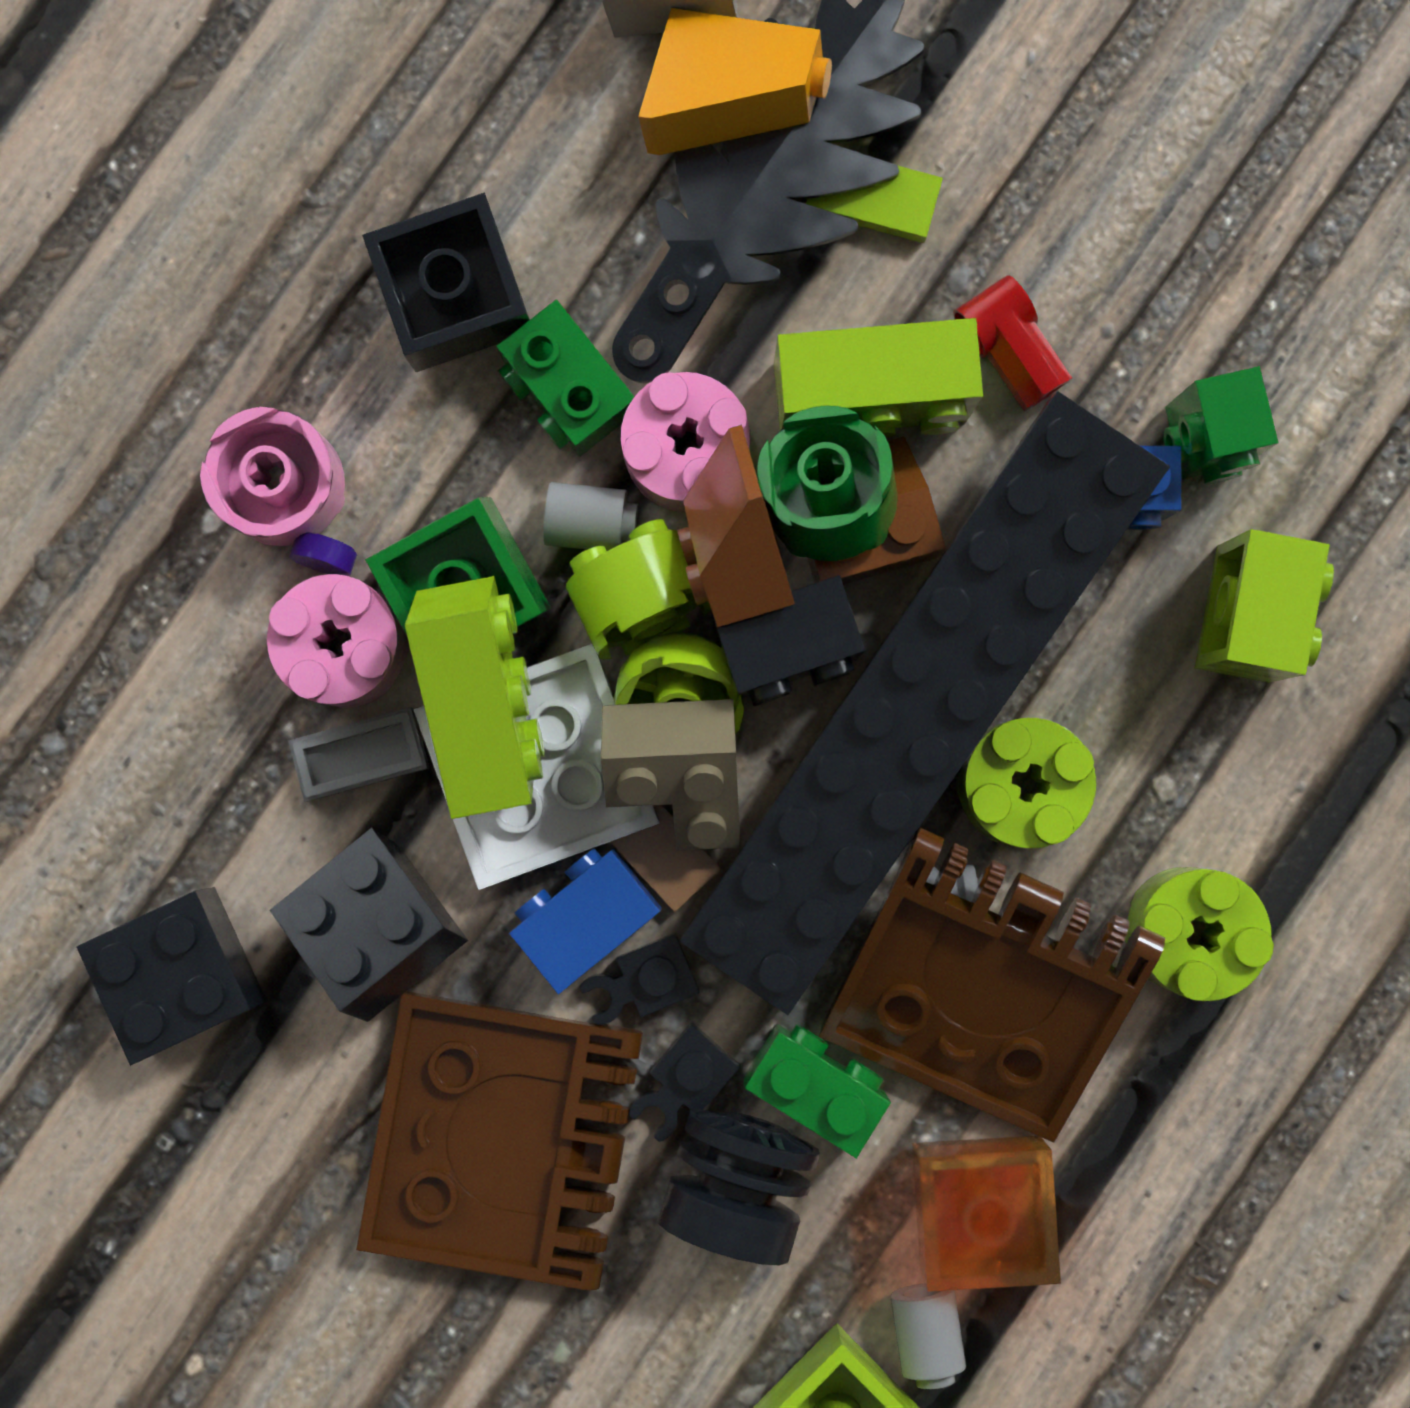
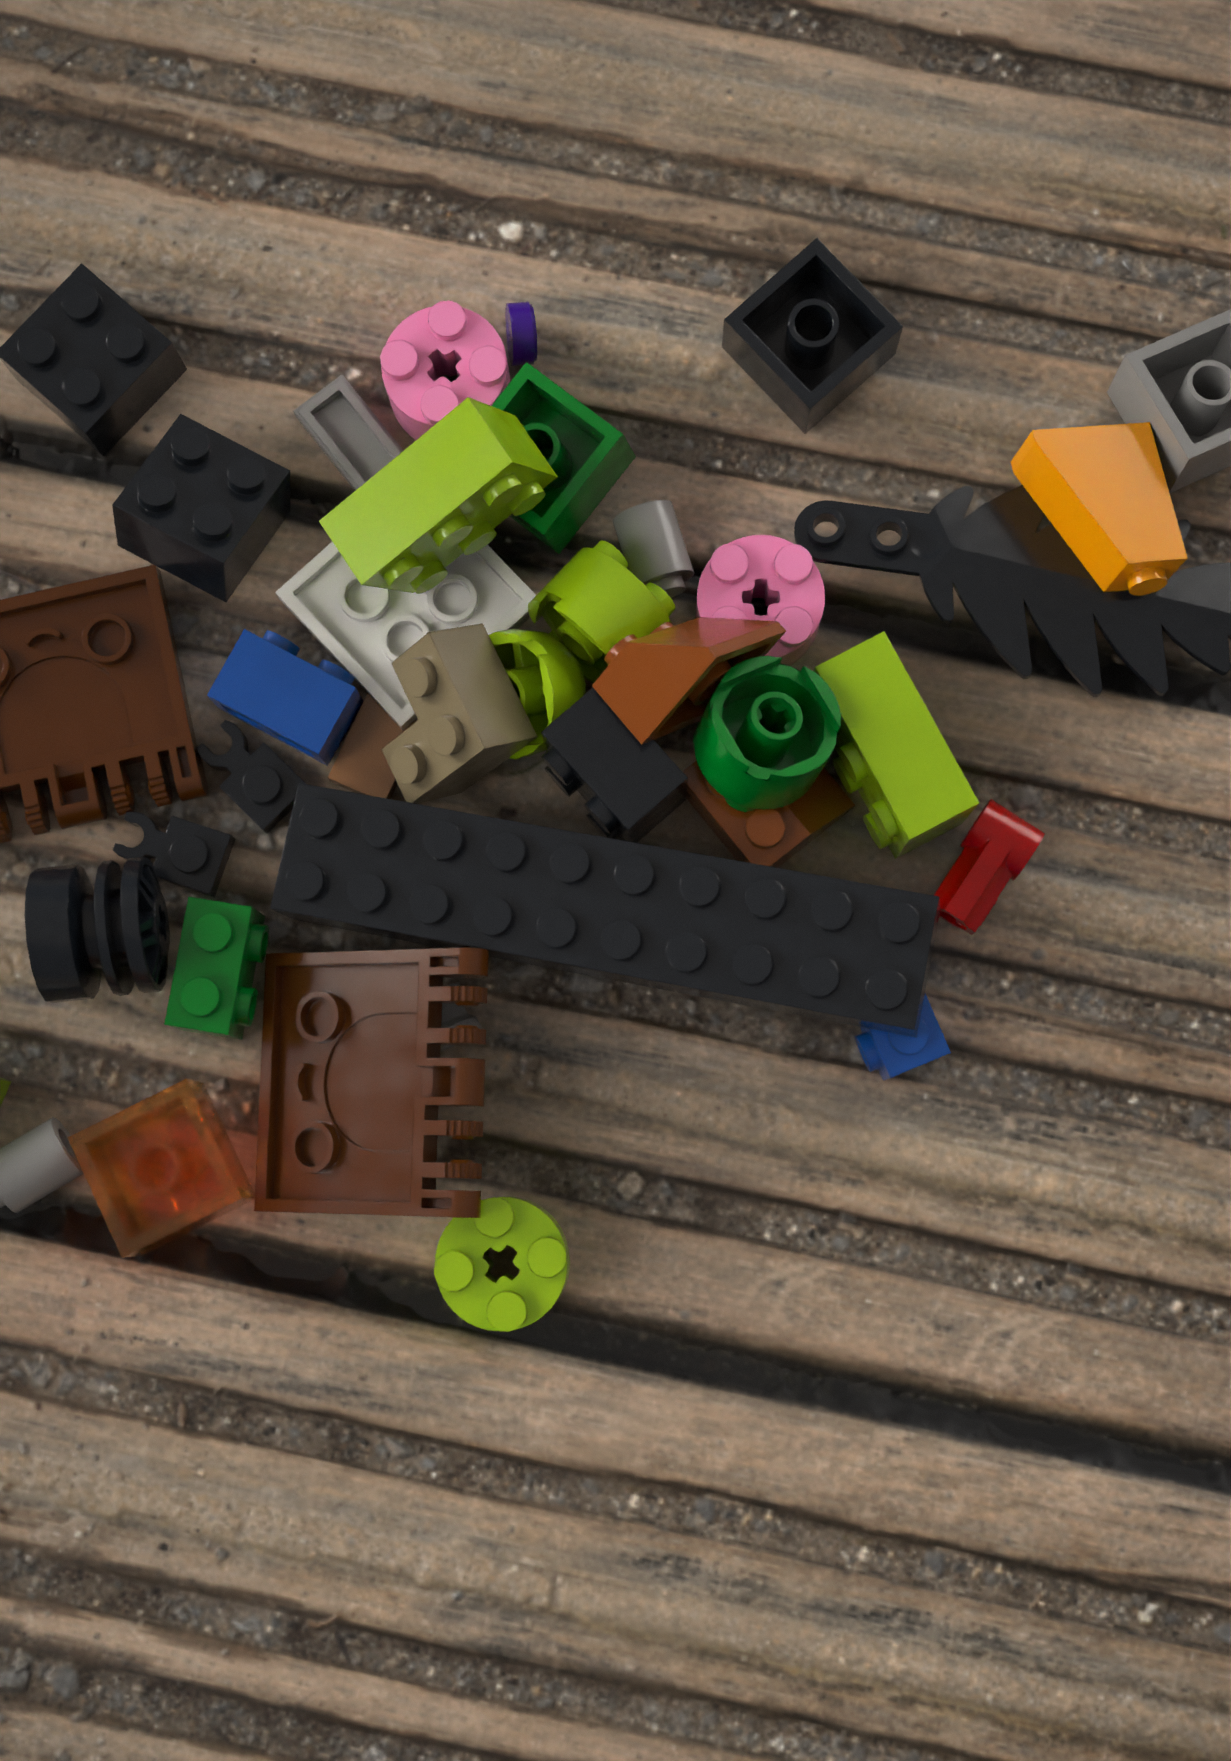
camera: 70 degrees right, 5 degrees down
(239, 469) = (567, 227): bright pink brick -> none
(566, 379) = (772, 475): green brick -> none
(893, 207) = (1065, 708): lime tile -> none
(1058, 765) = (548, 1018): lime brick -> none
(1221, 425) = (985, 1082): green brick -> none
(1264, 607) = (834, 1195): lime brick -> none

